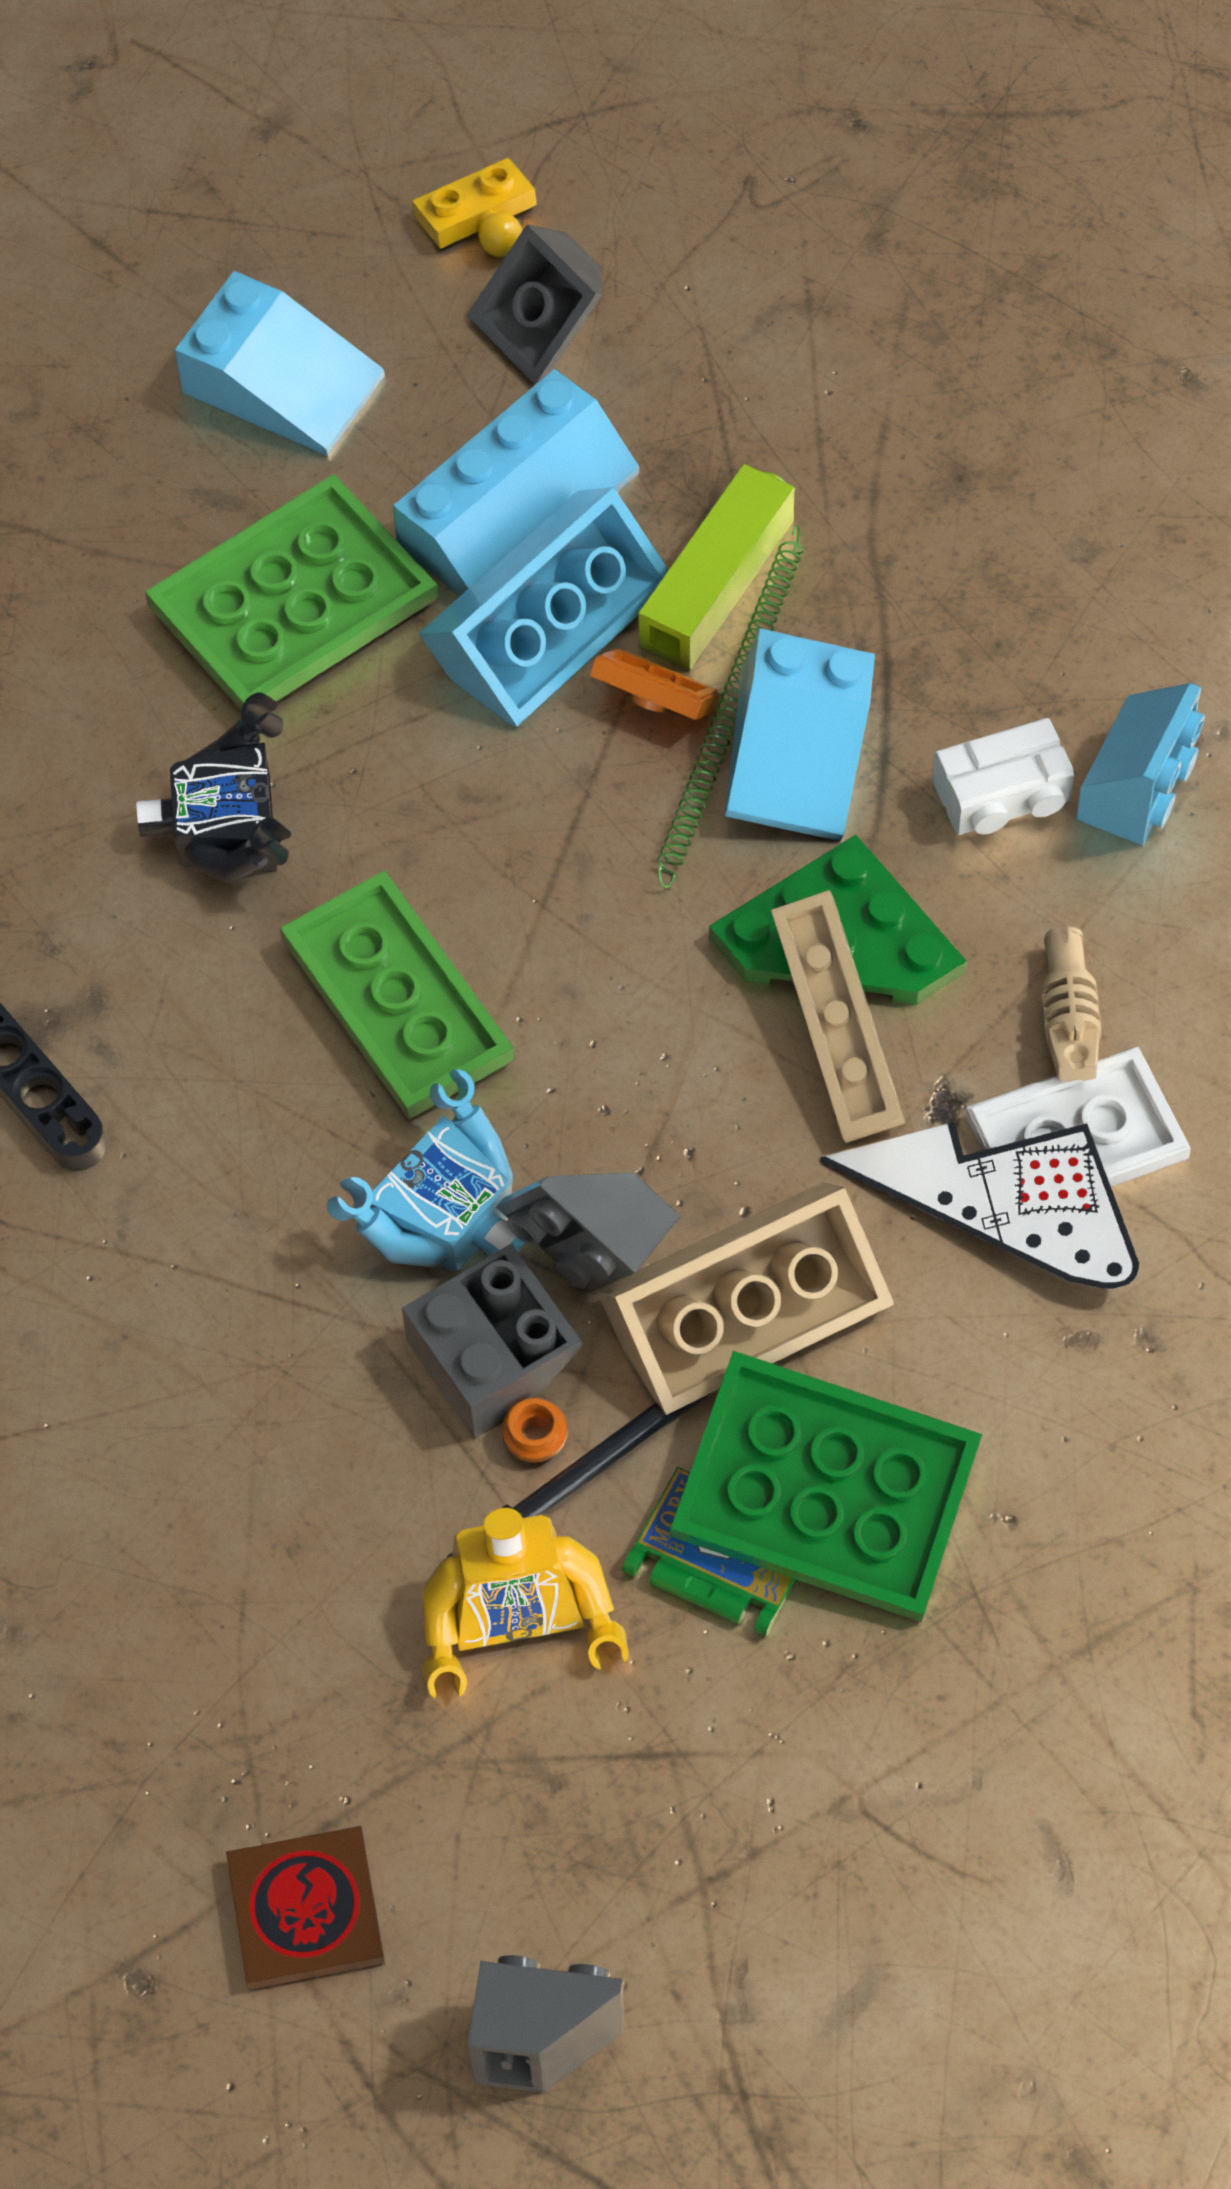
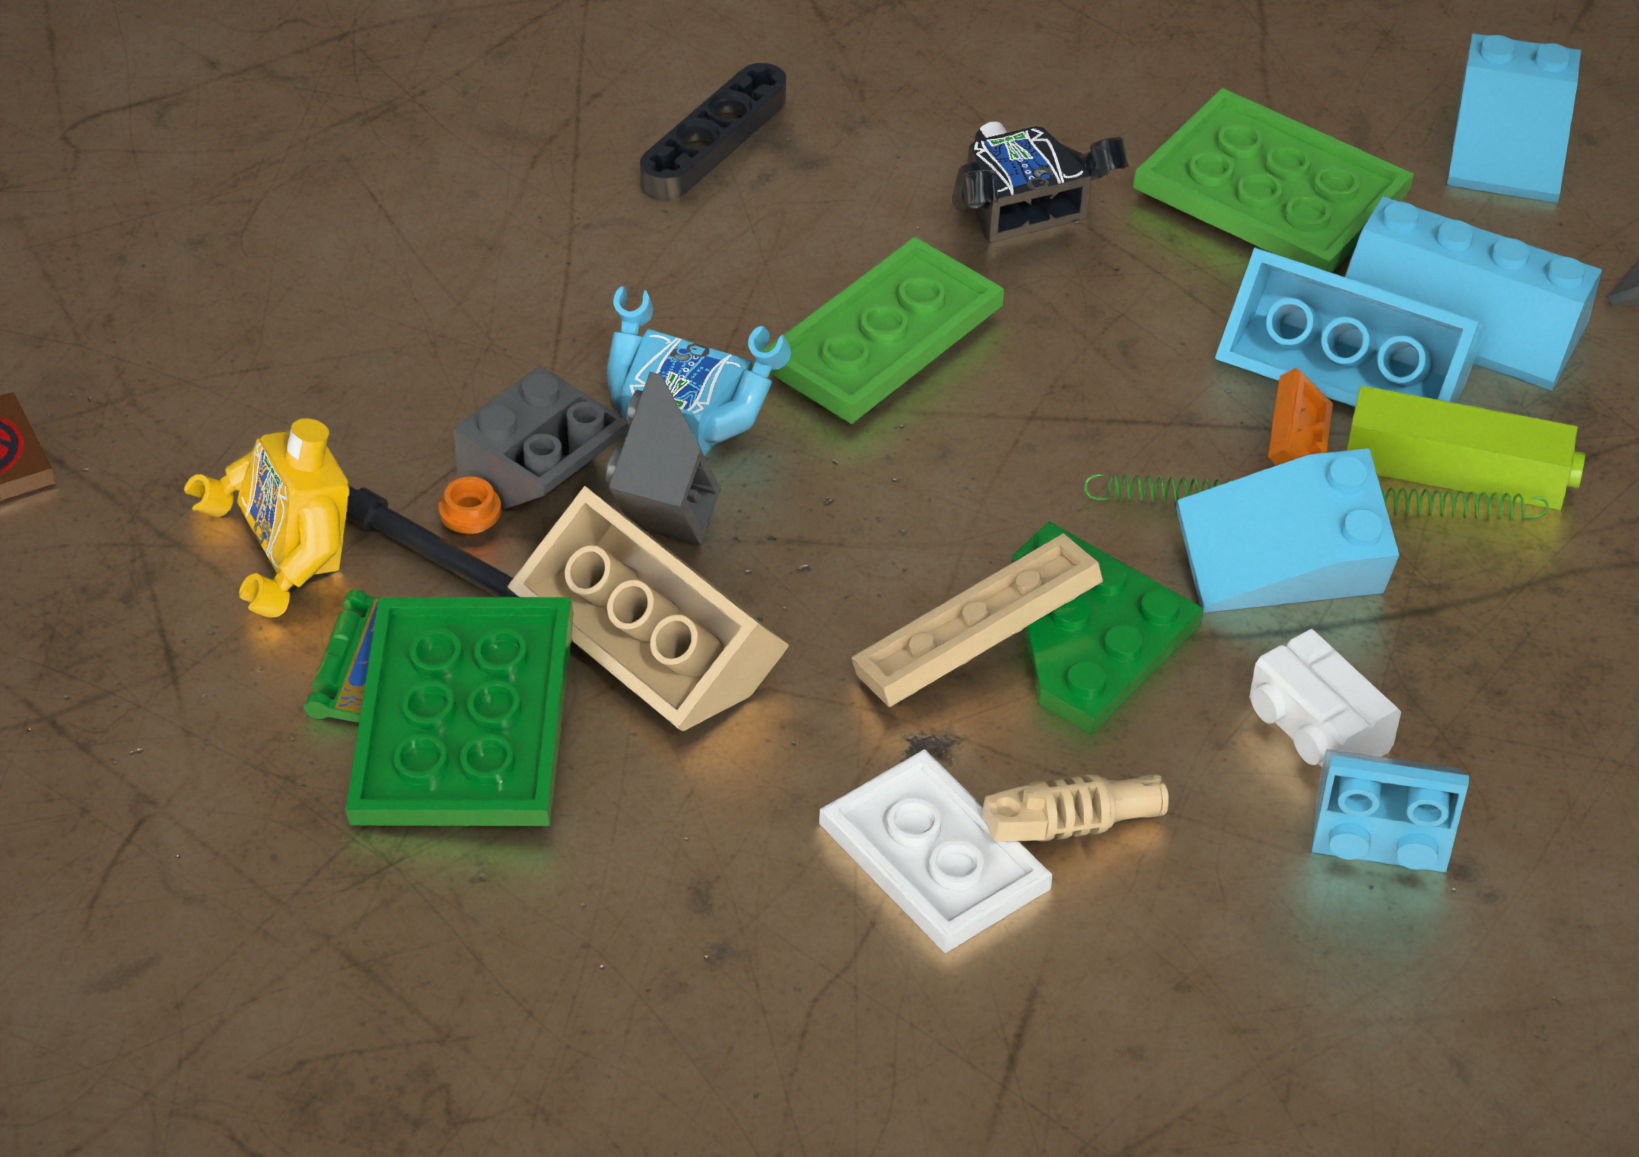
camera: 70 degrees right, 15 degrees down
(1030, 1197) = (833, 801): white sticker -> none

